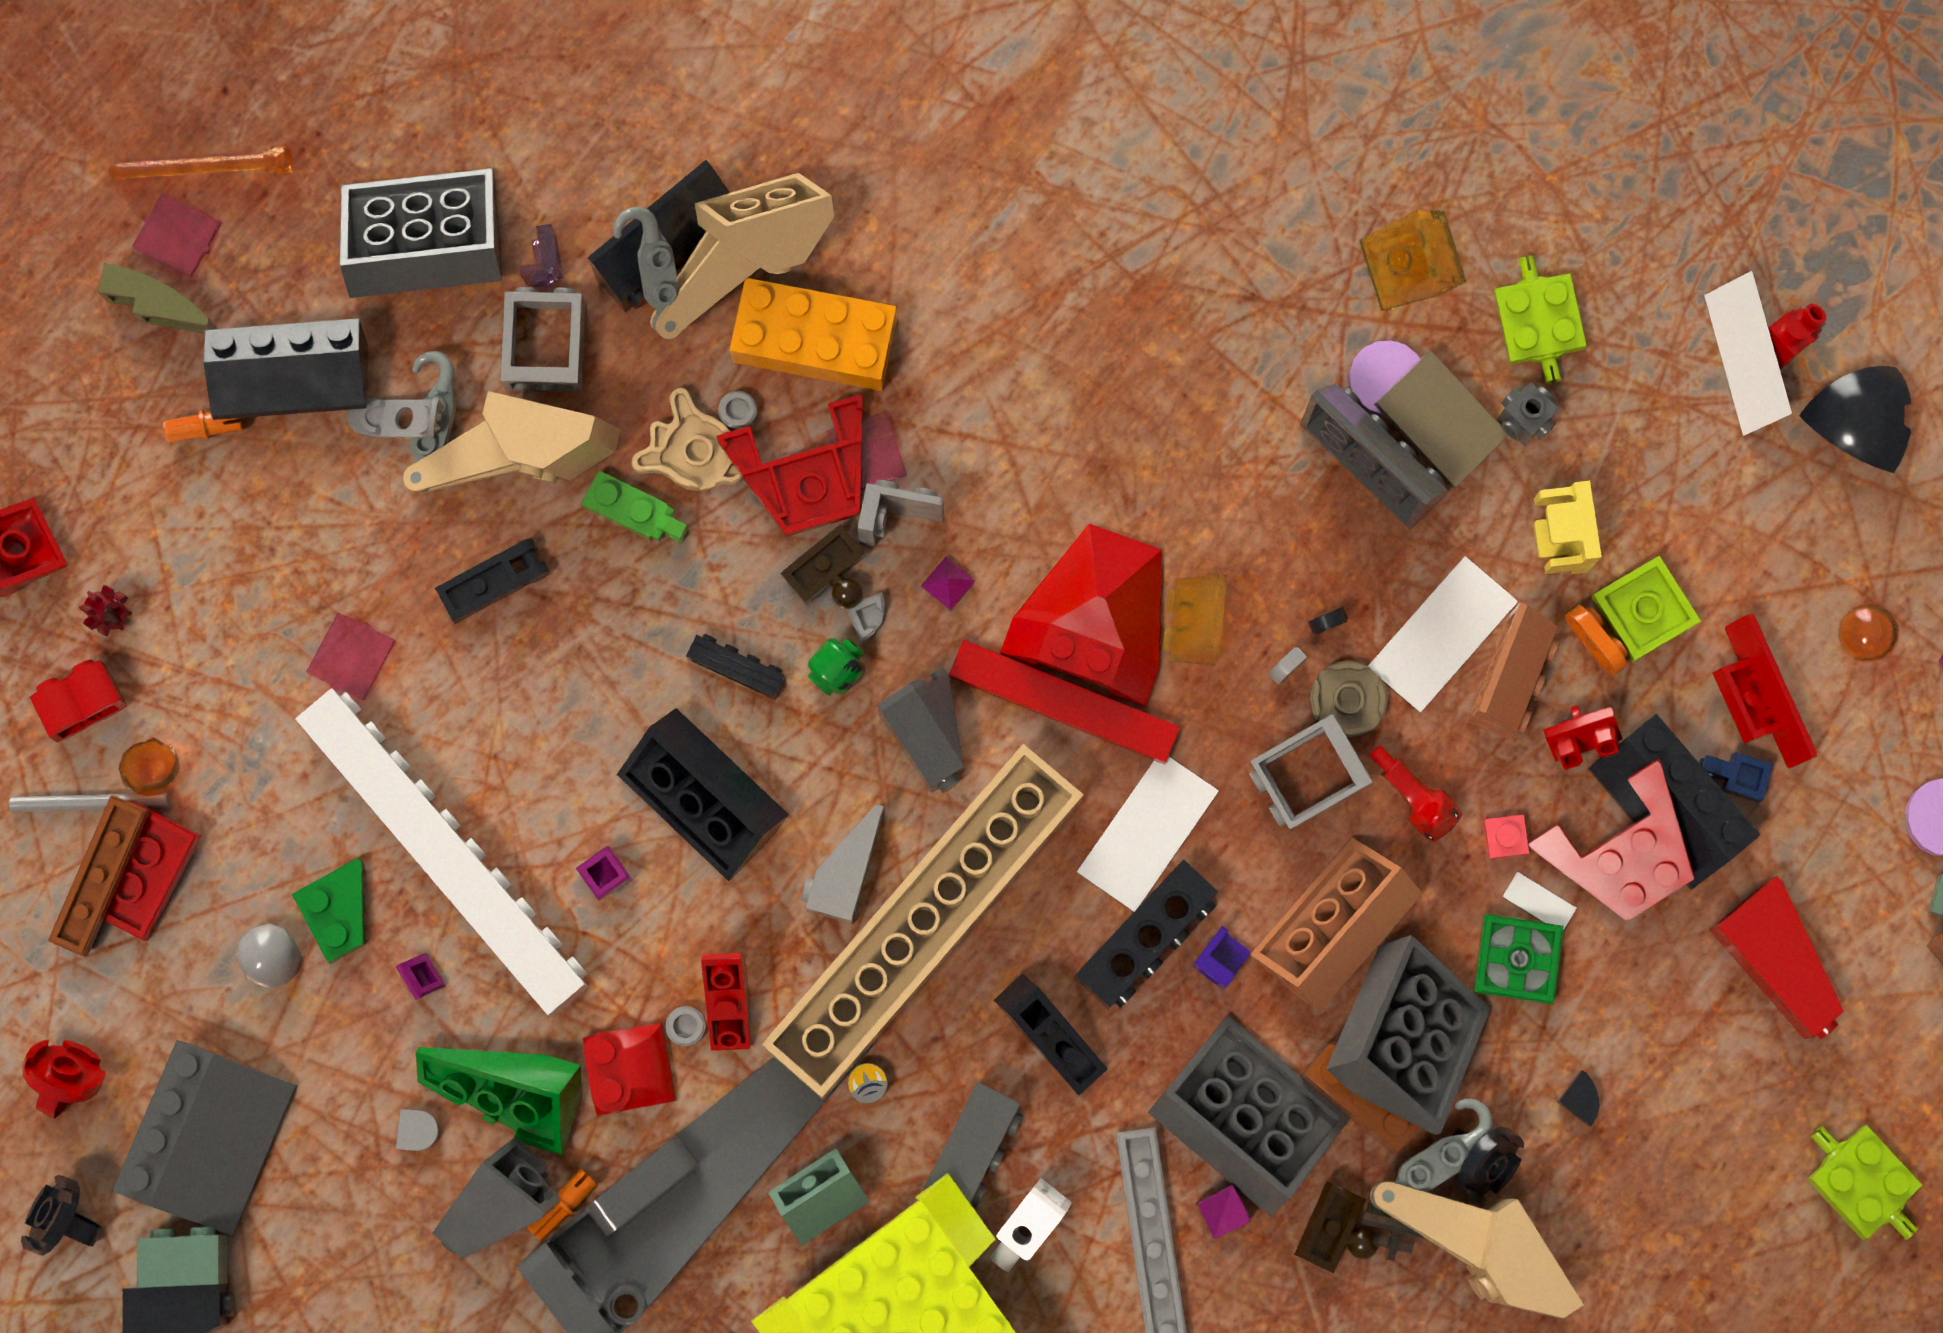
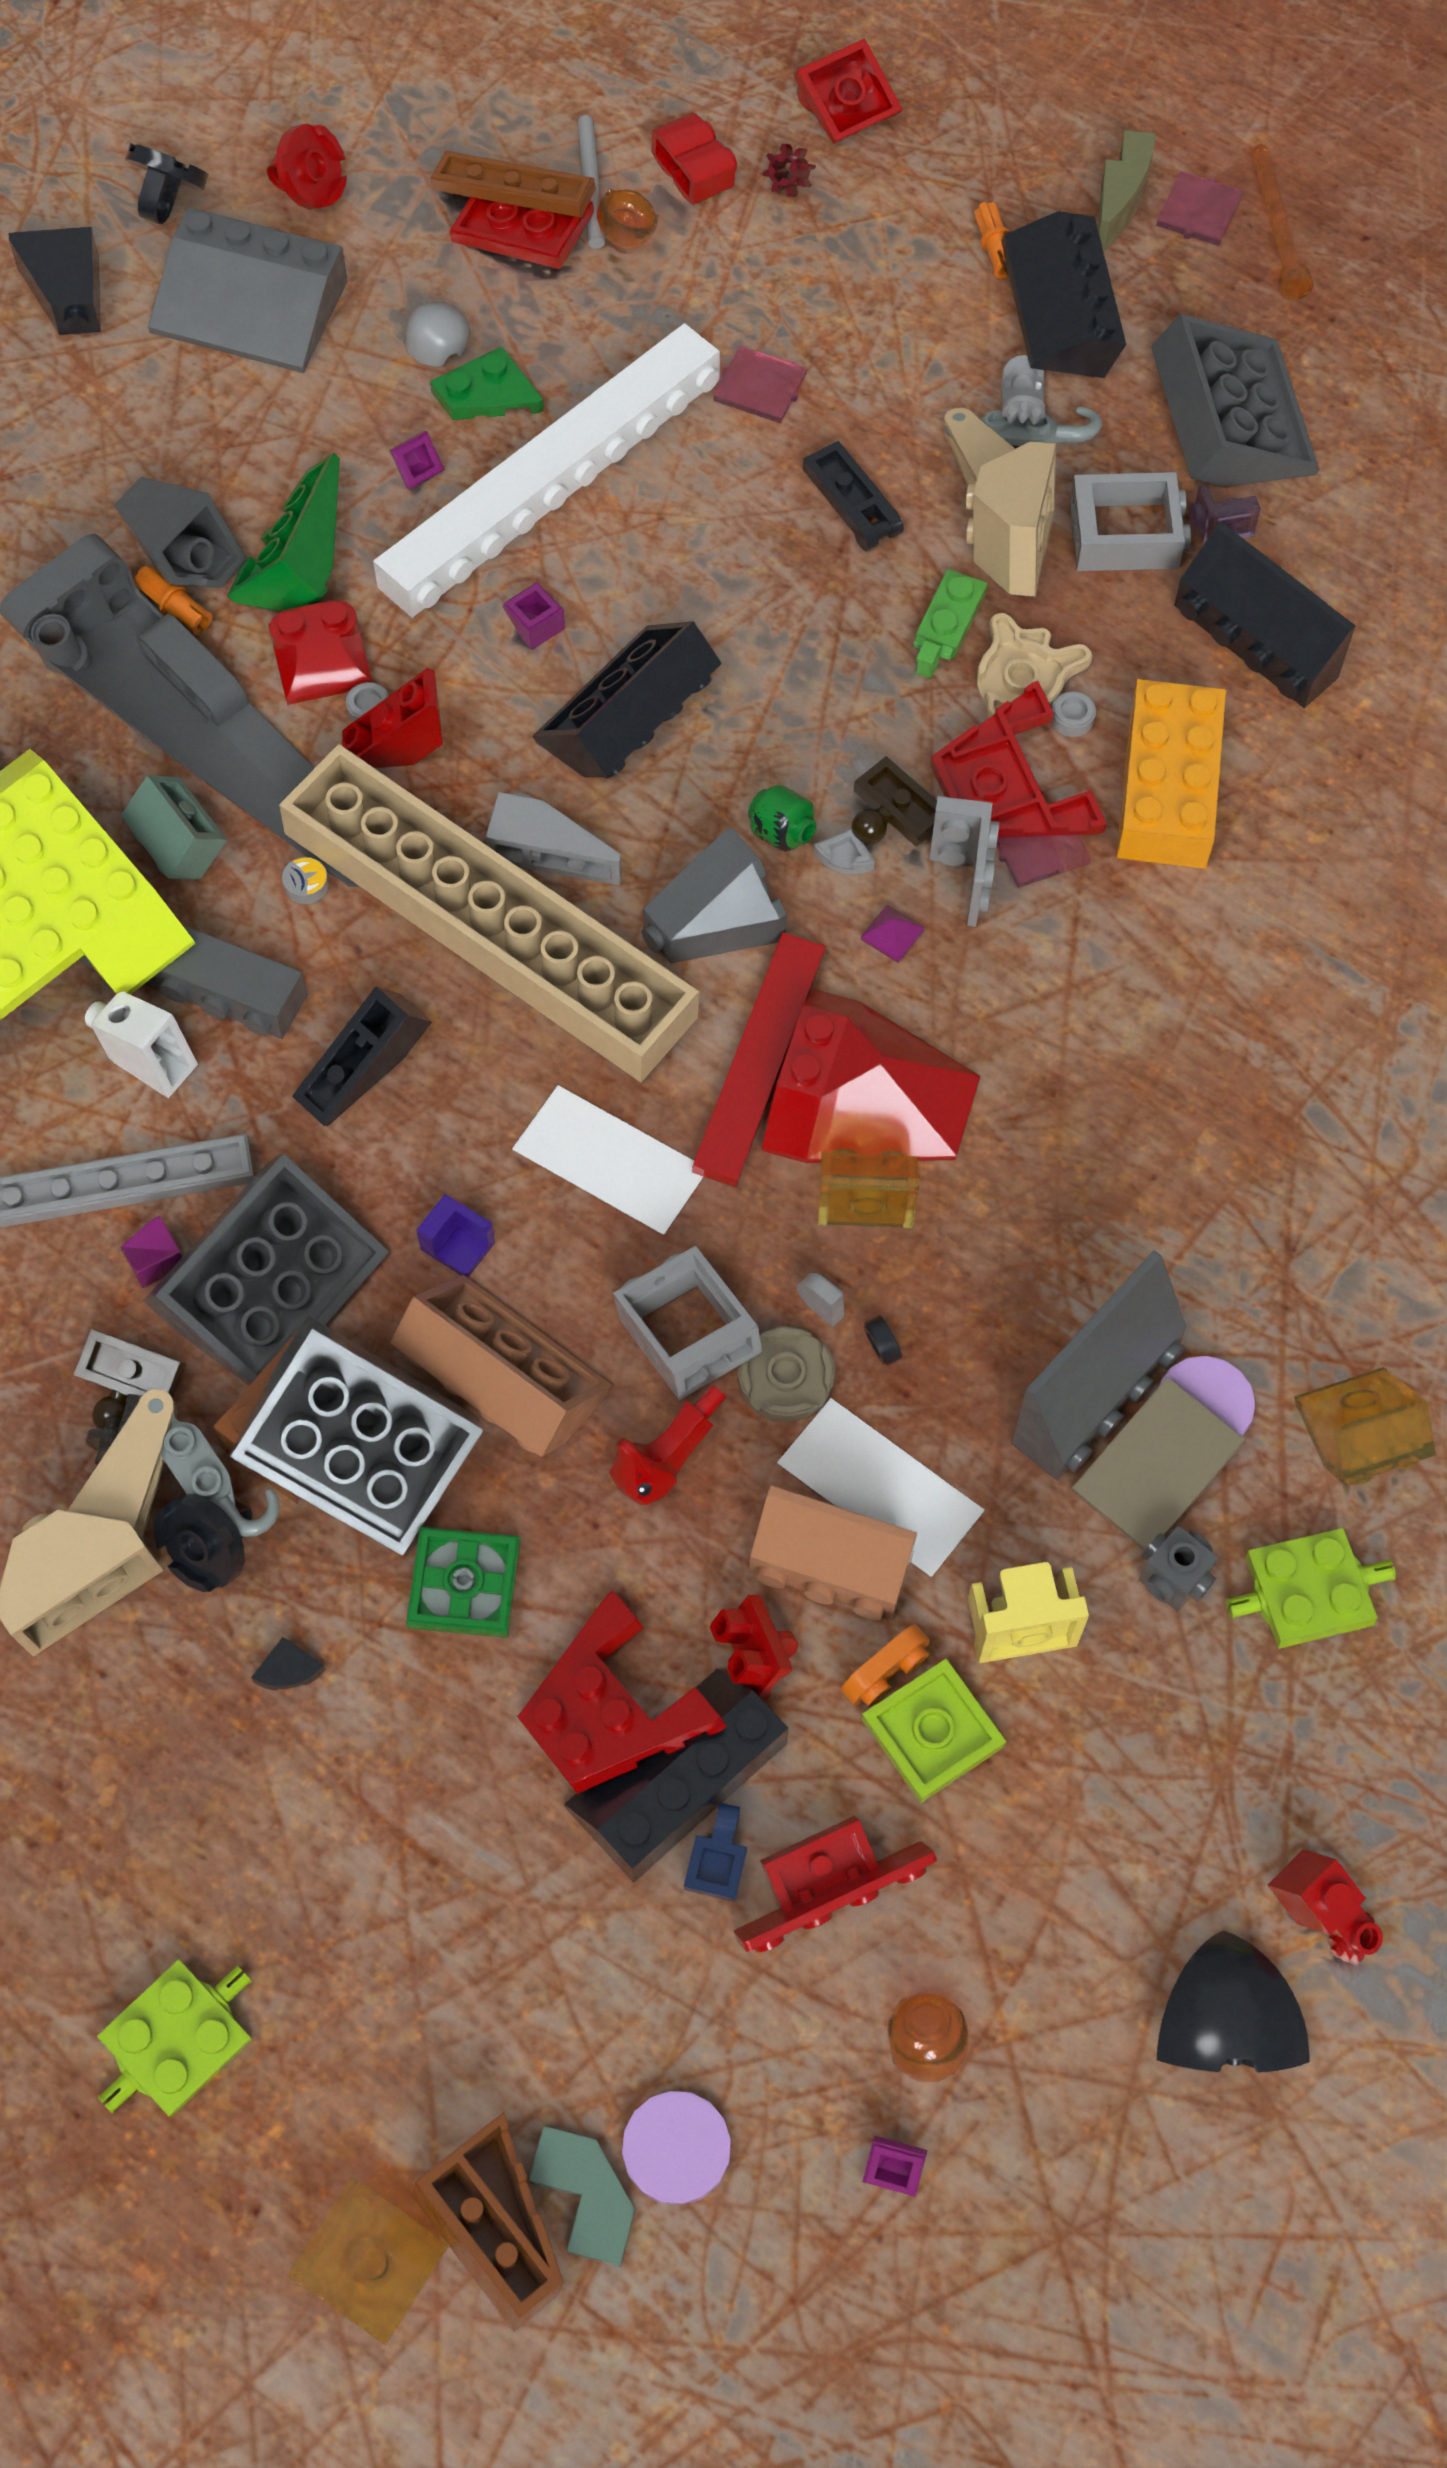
camera: 85 degrees right, 15 degrees down
(182, 1260) = (121, 278): sand green brick -> none
(417, 1130) = (254, 471): light grey tile -> none
(736, 667) = (775, 725): black piece -> none
(745, 230) = (1273, 675): tan slope -> none
(1181, 884) = (434, 1102): black brick -> none
(1505, 837) = (621, 1566): coral plate -> none
(1539, 901) = (540, 1614): white sticker -> none
(1747, 353) = (1299, 1849): white sticker -> none
(1779, 957) = (474, 1912): red slope -> none

